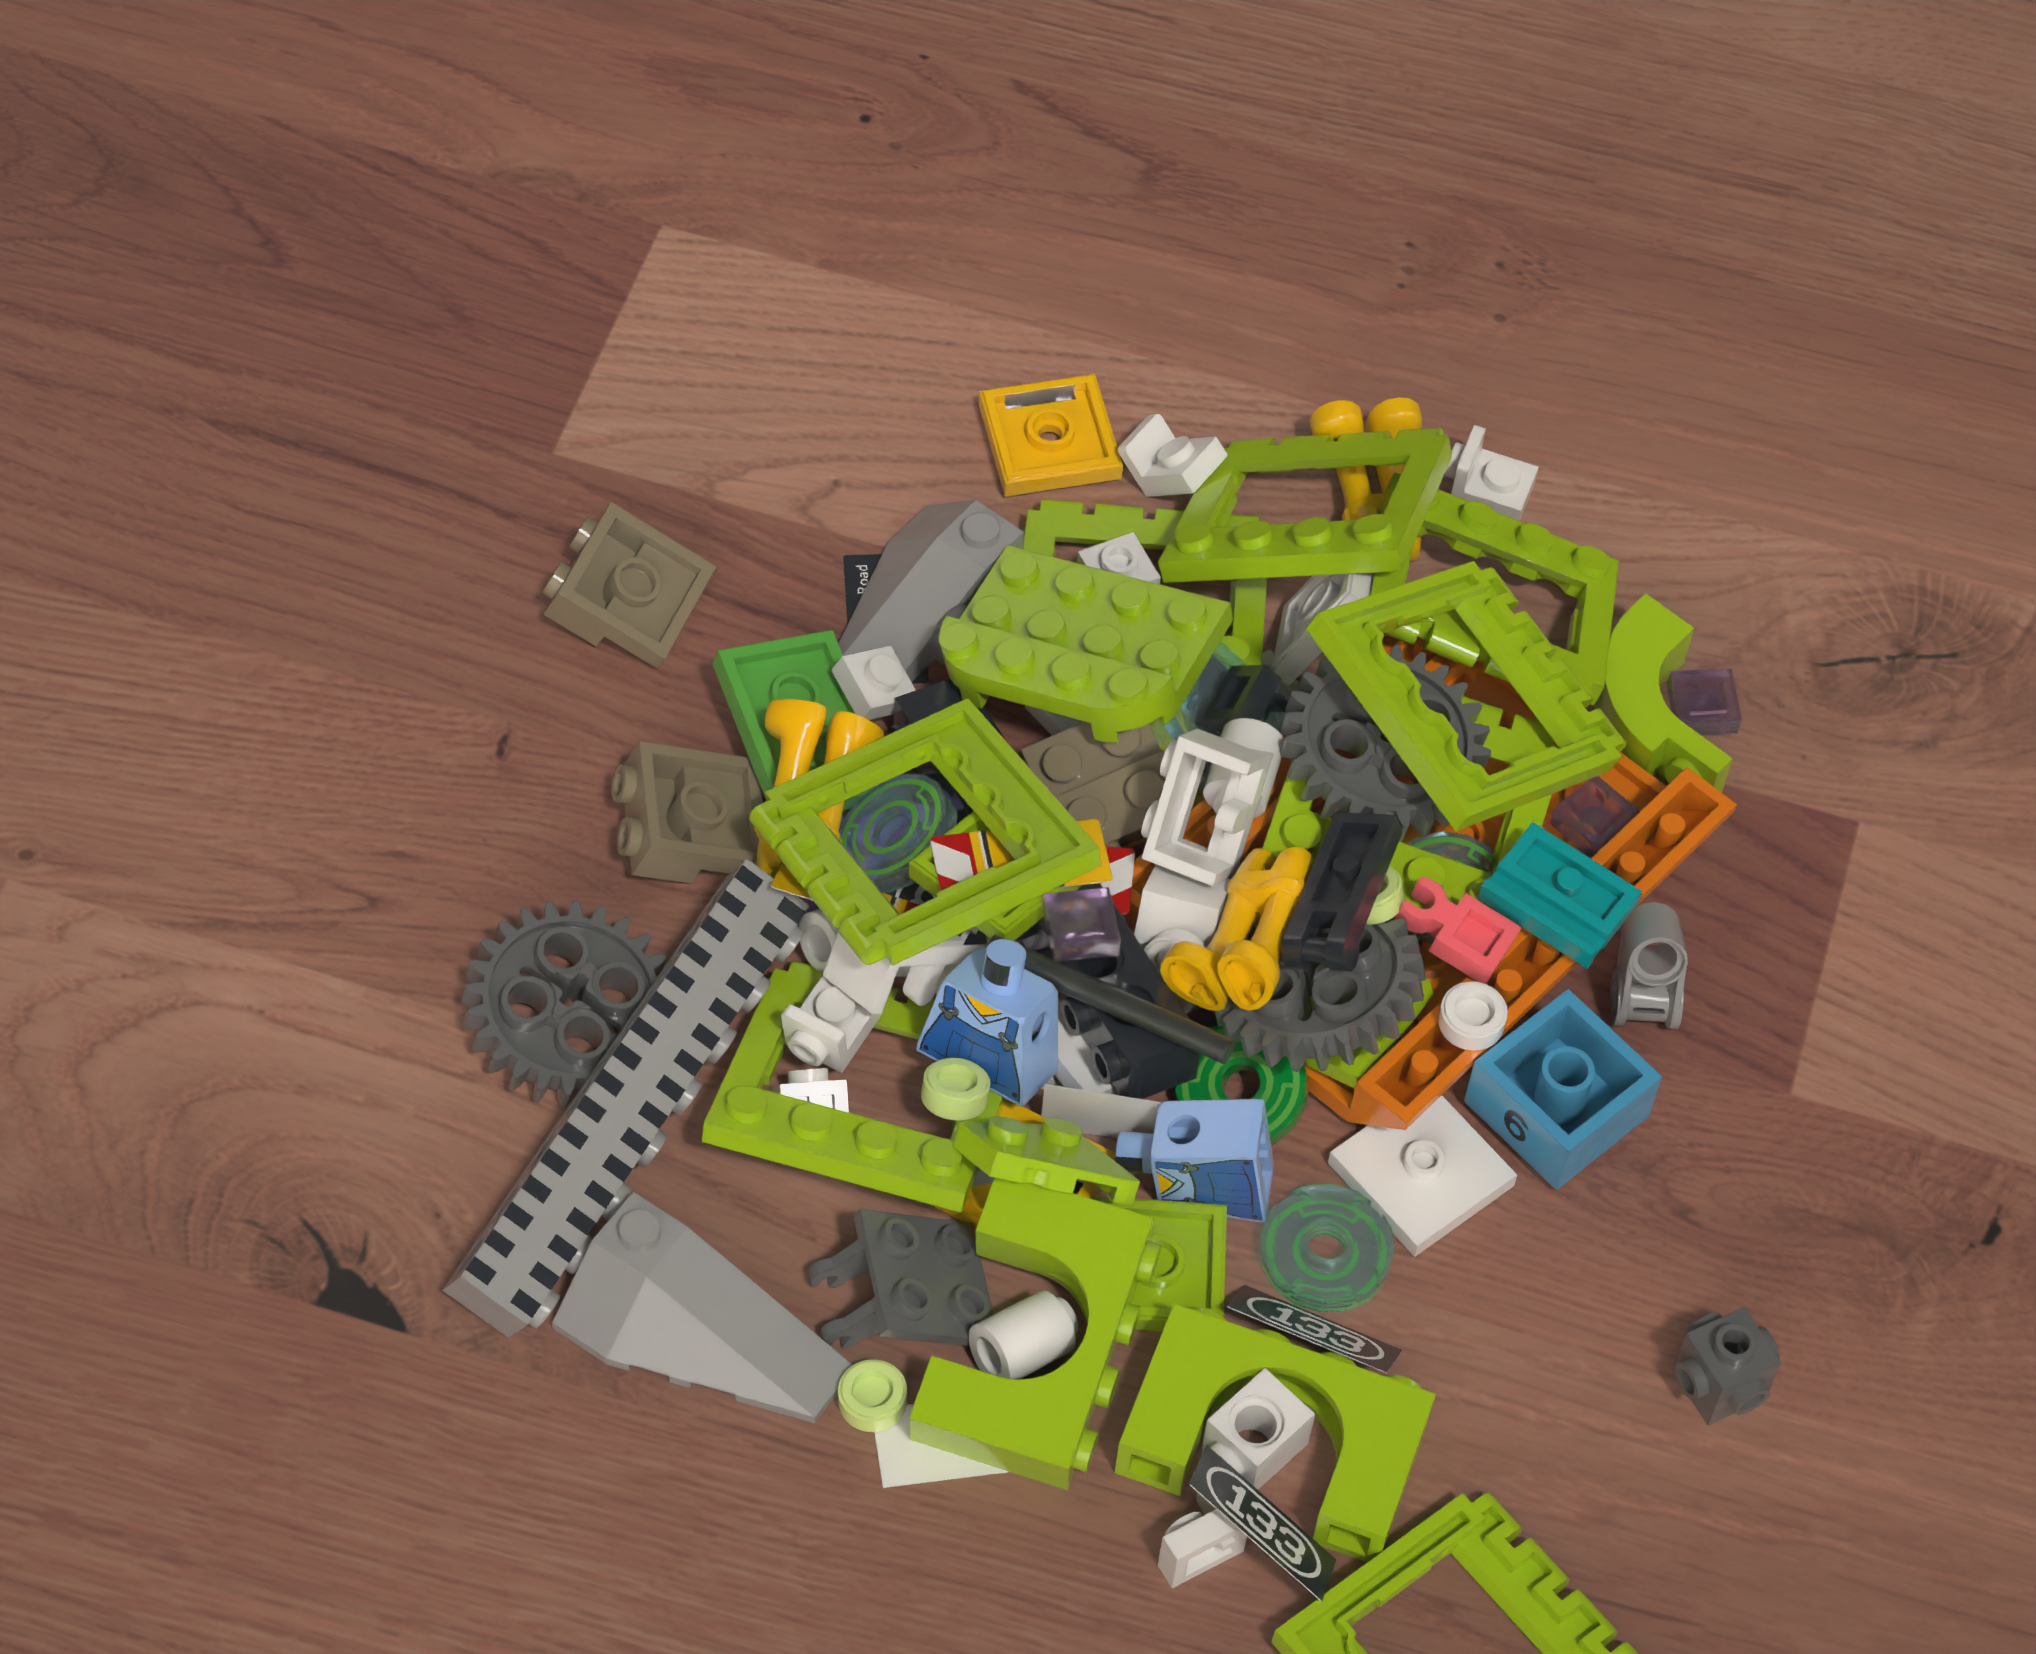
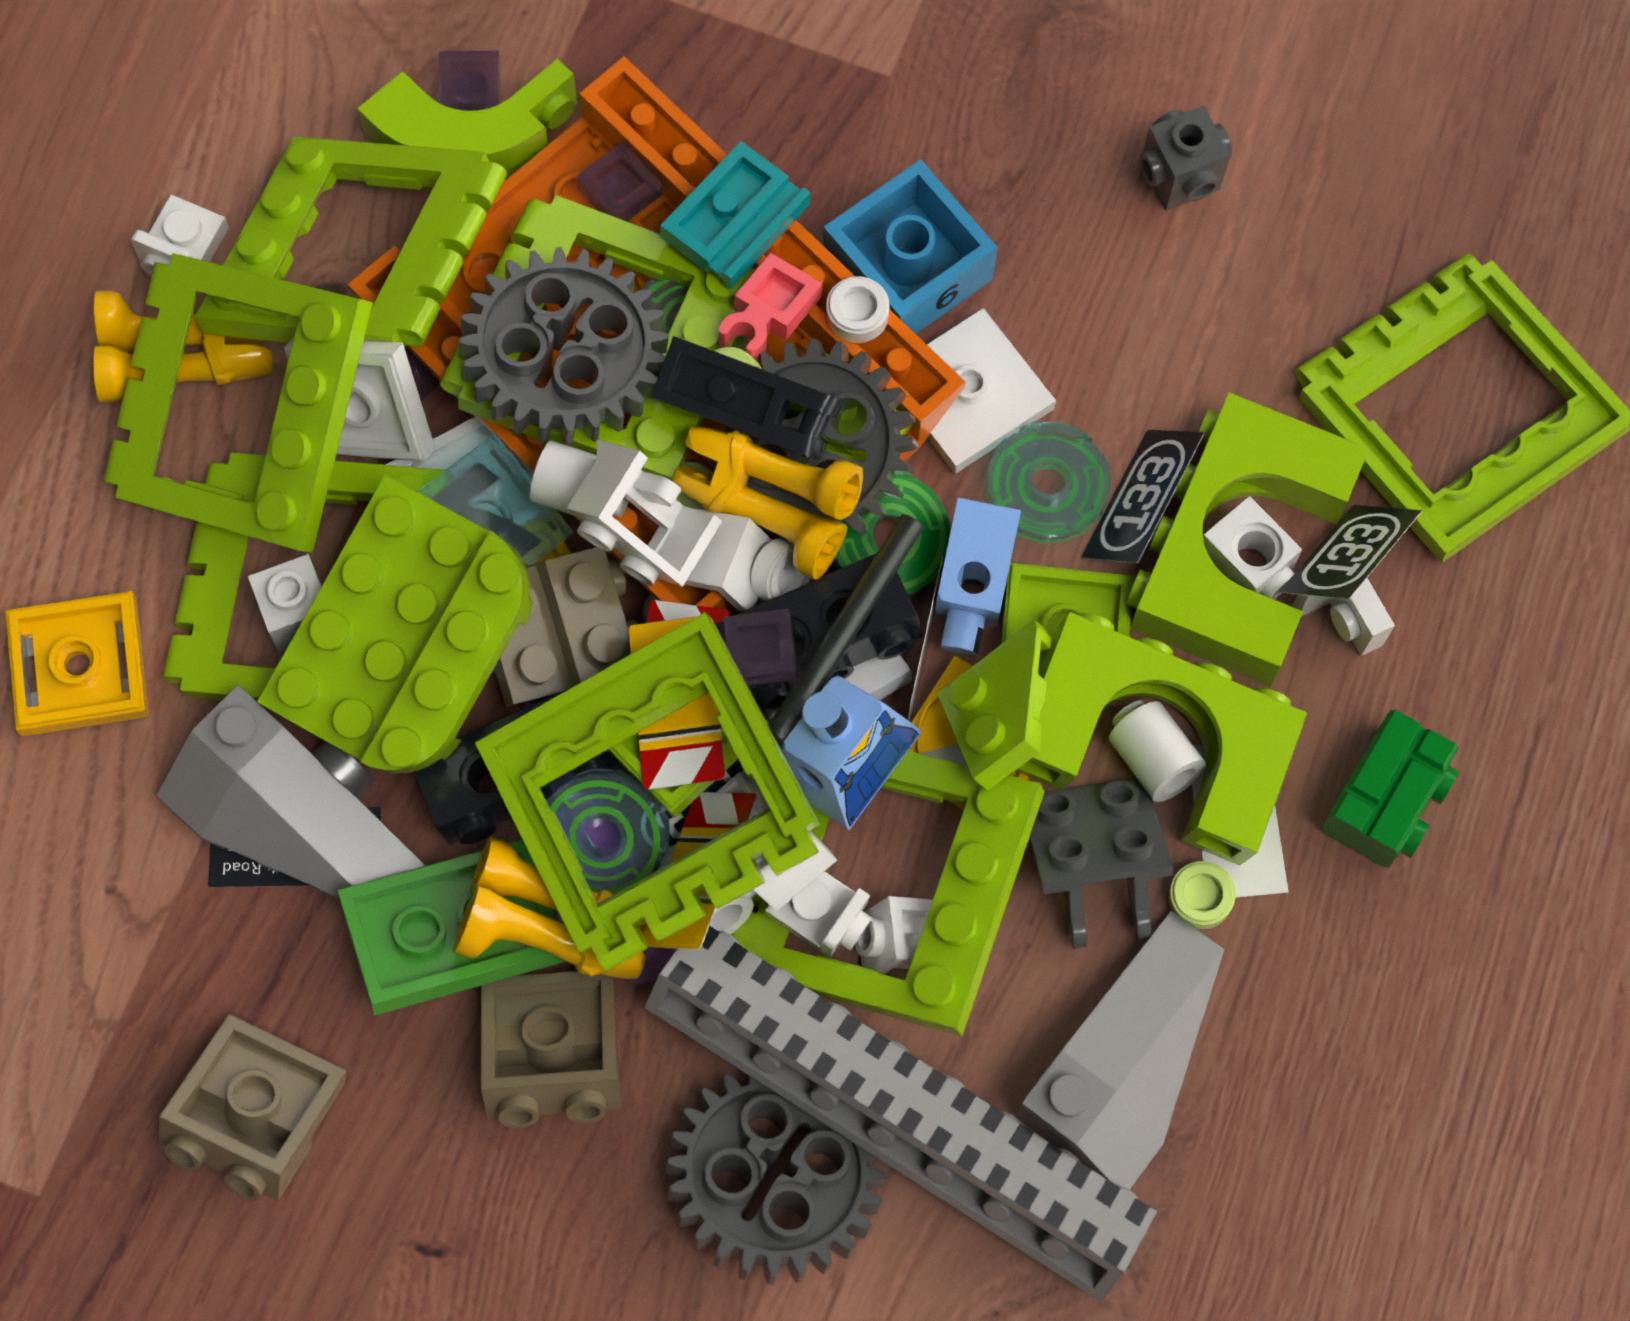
camera: 85 degrees left, 15 degrees up
(872, 681) = (408, 850): white plate -> none
(955, 1089) = (910, 789): yellowish green tile -> none
(995, 1573) = (1391, 789): none -> green brick
(1168, 463) = (135, 539): white bracket -> none
(1245, 694) = (493, 477): black tile -> none
(1425, 739) = (541, 319): lime hinge -> none
(1649, 978) = (793, 150): light grey piece -> none

